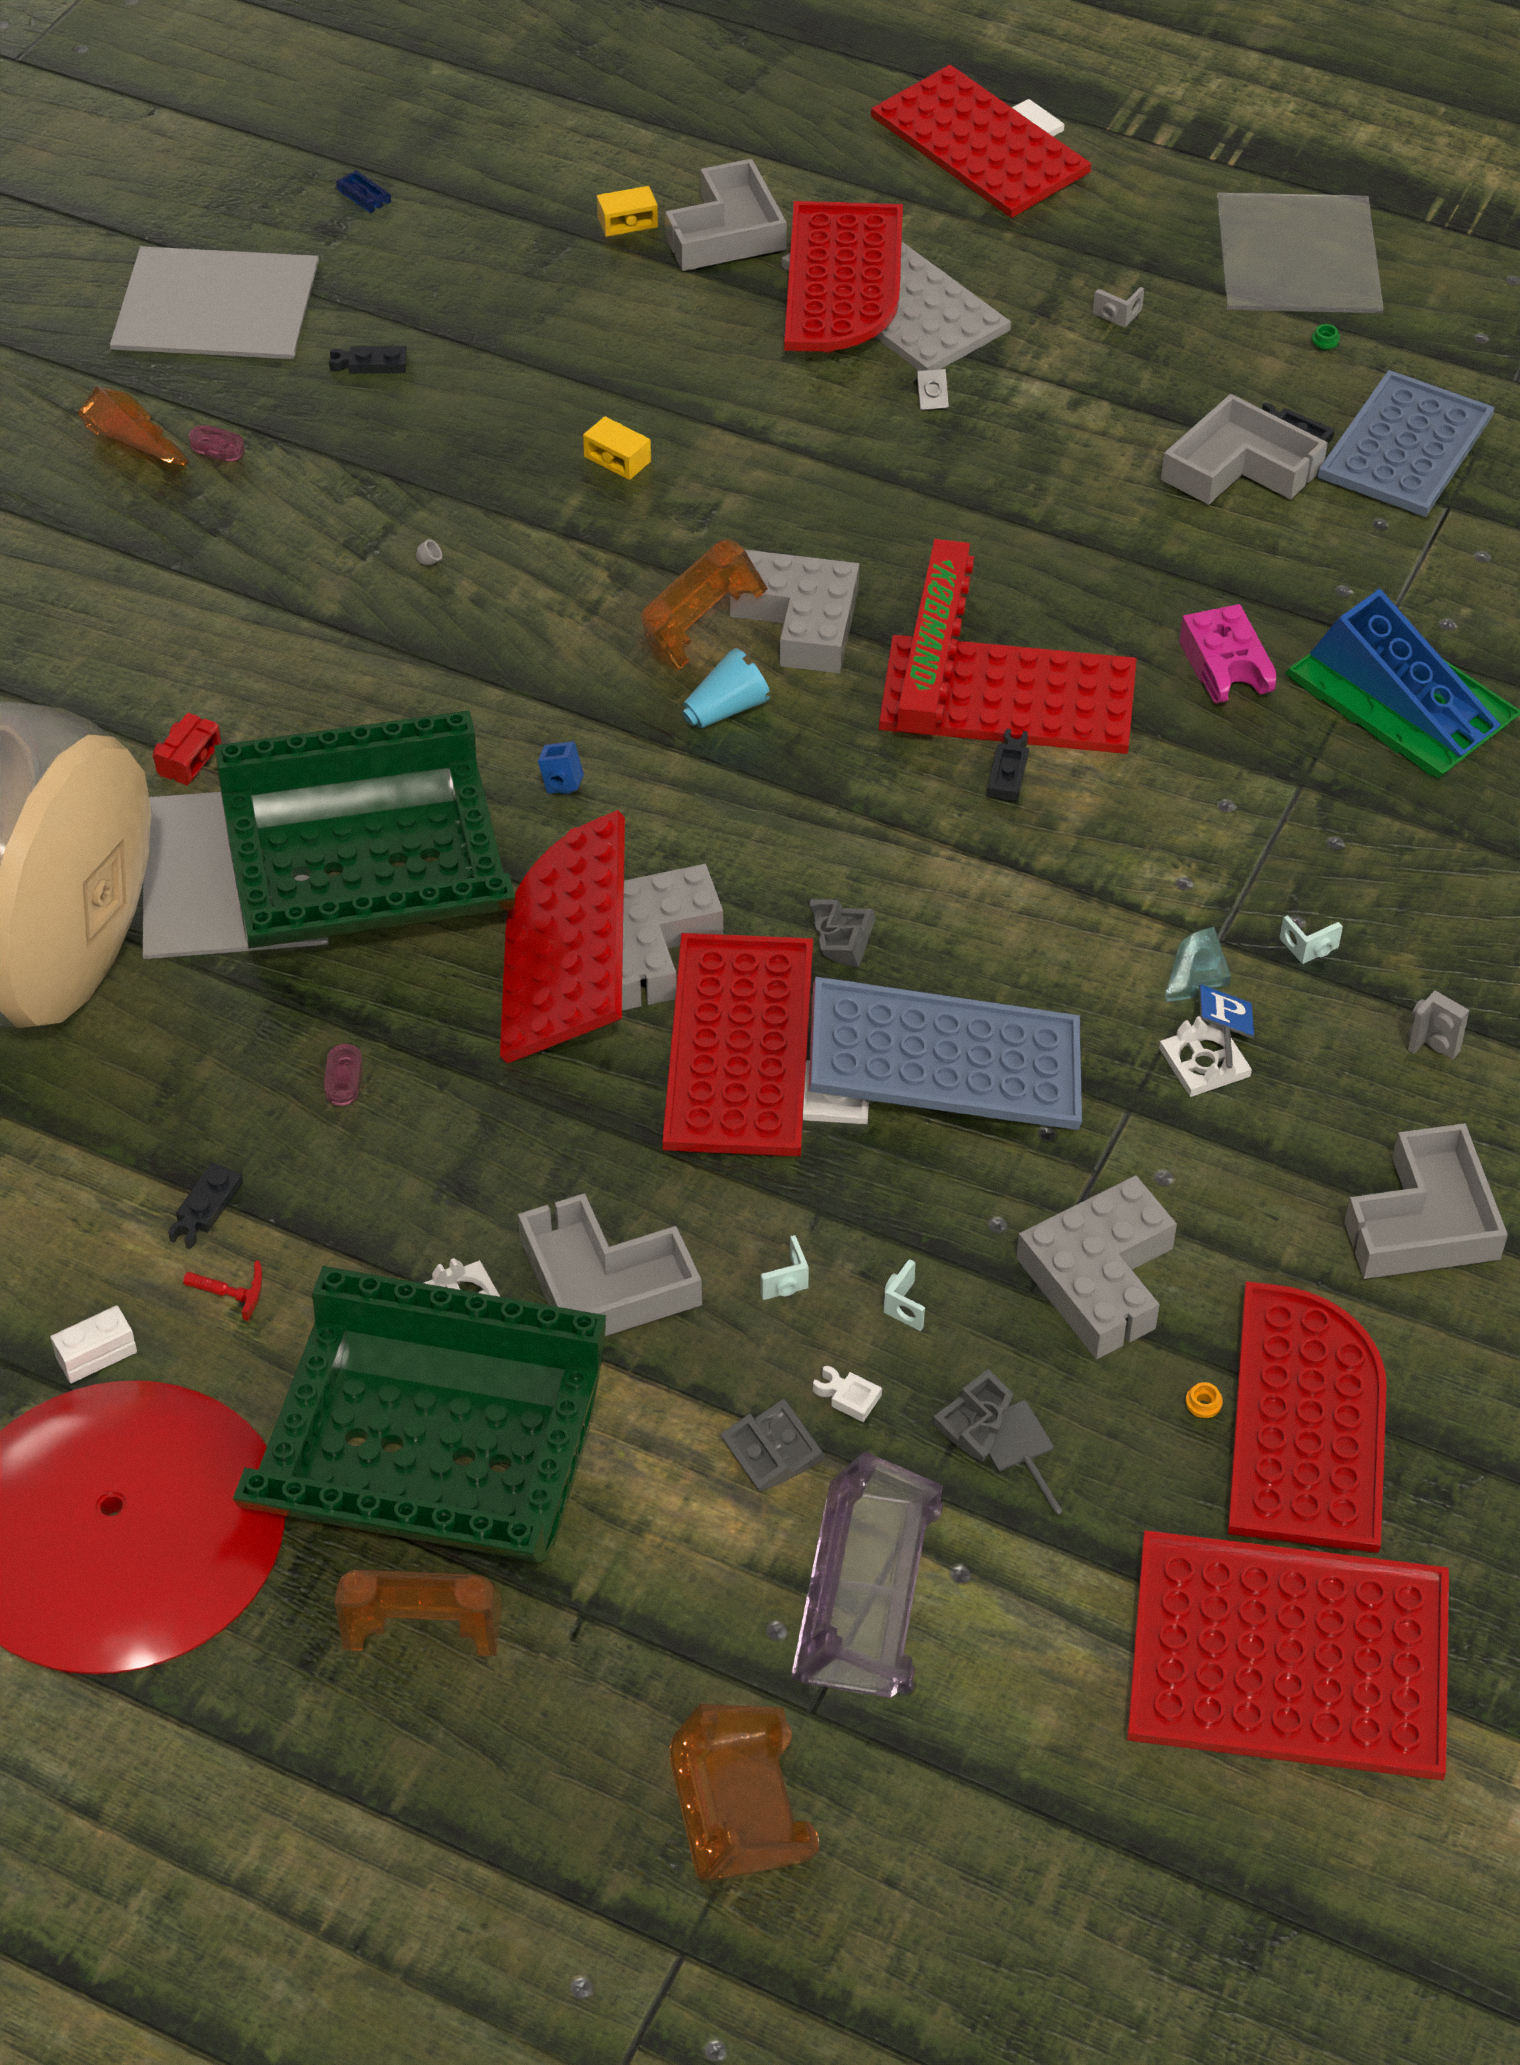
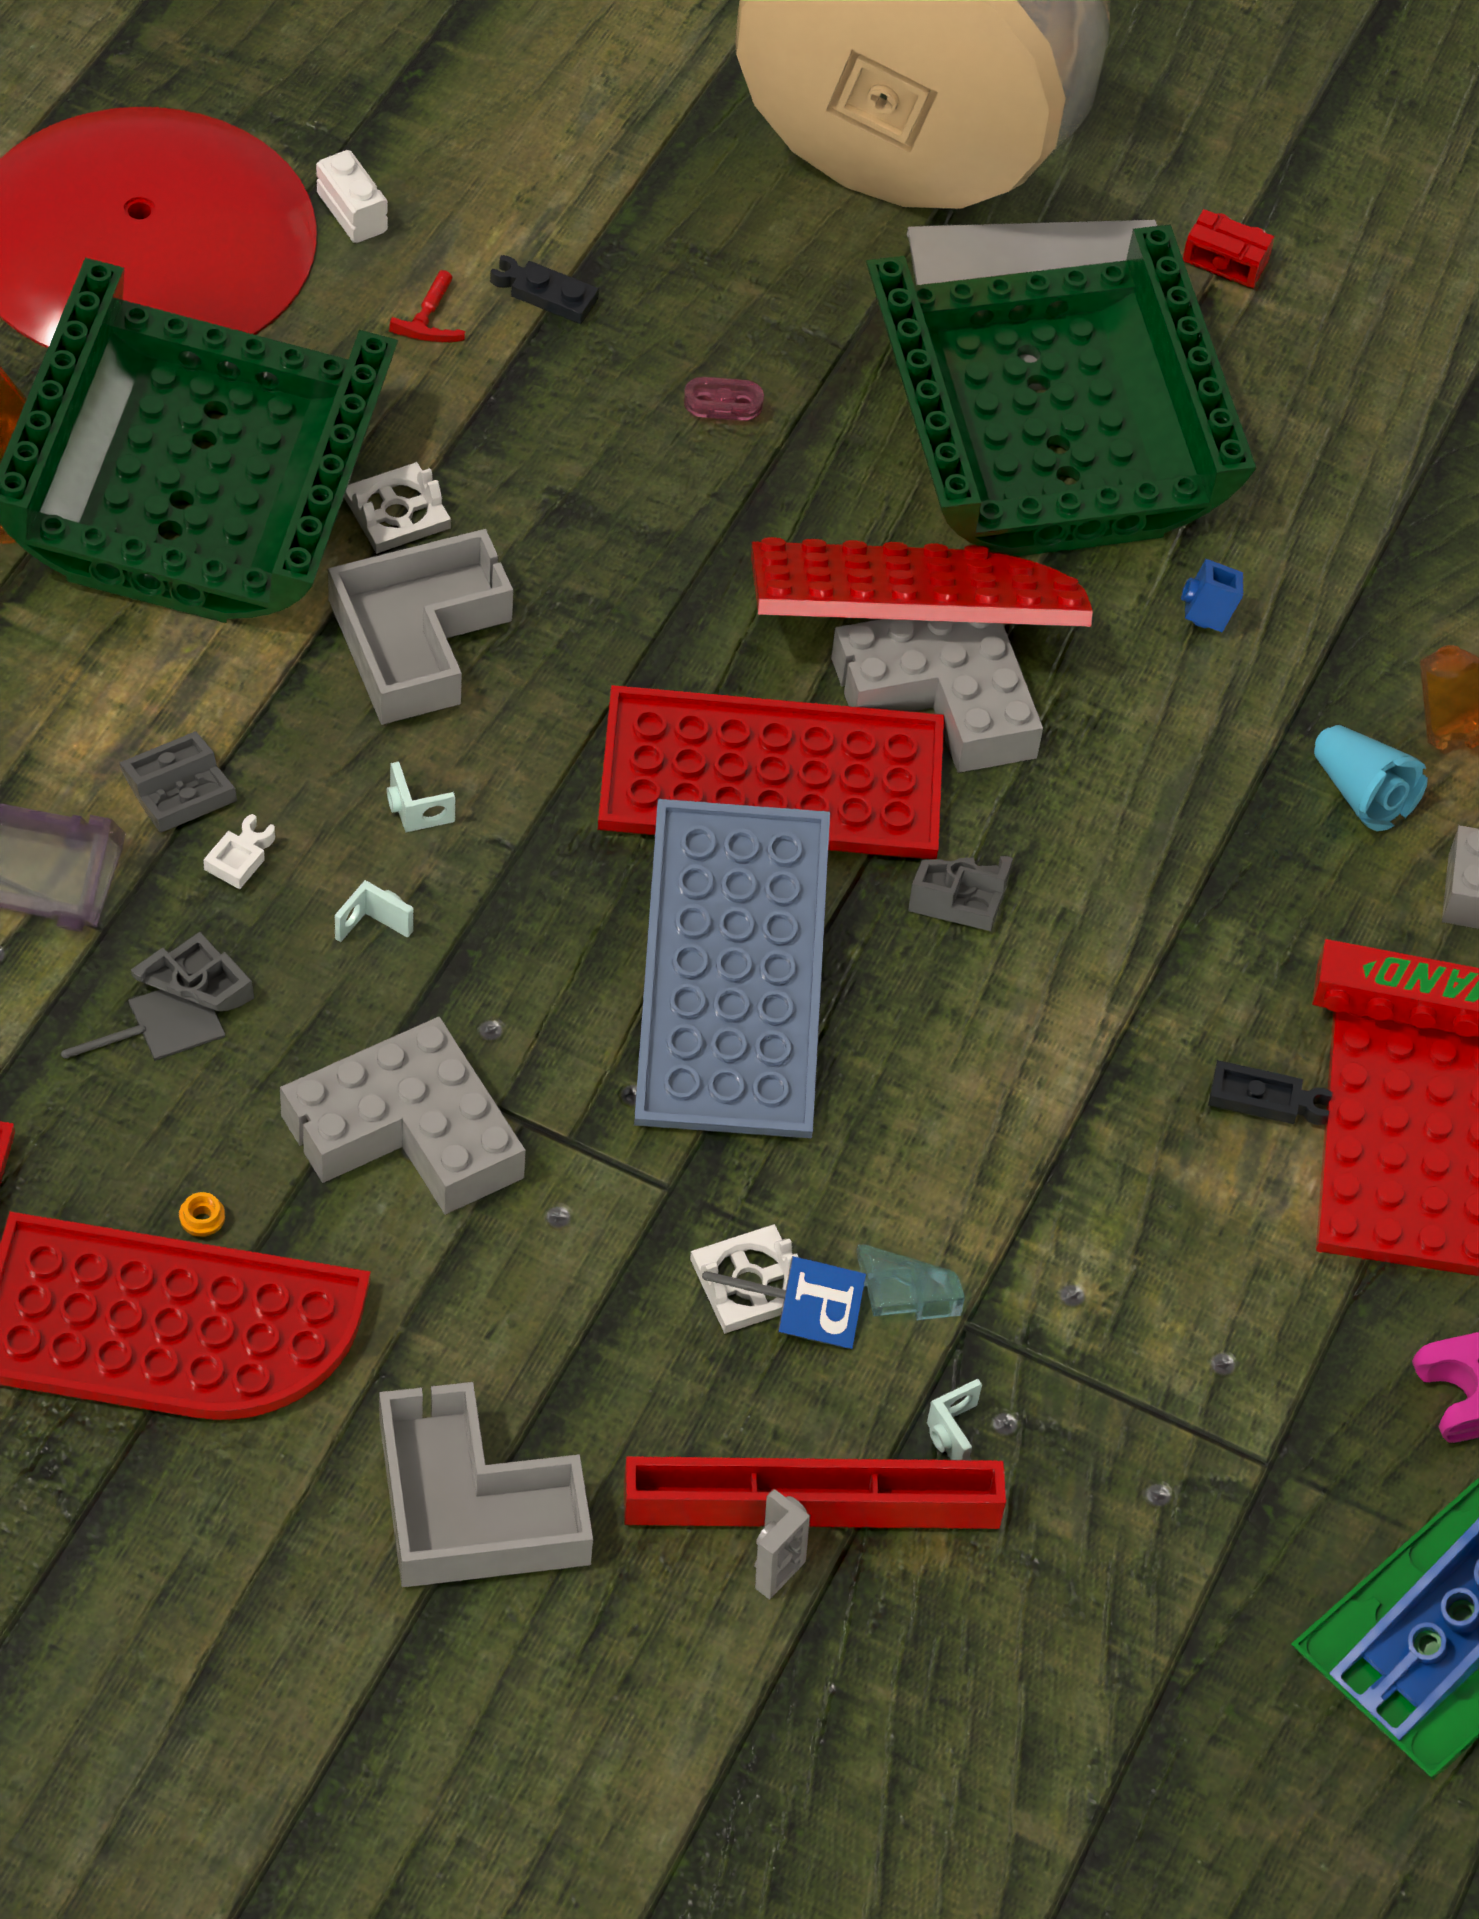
camera: 85 degrees right, 5 degrees up
(1389, 1014) = (831, 1490): none -> red brick

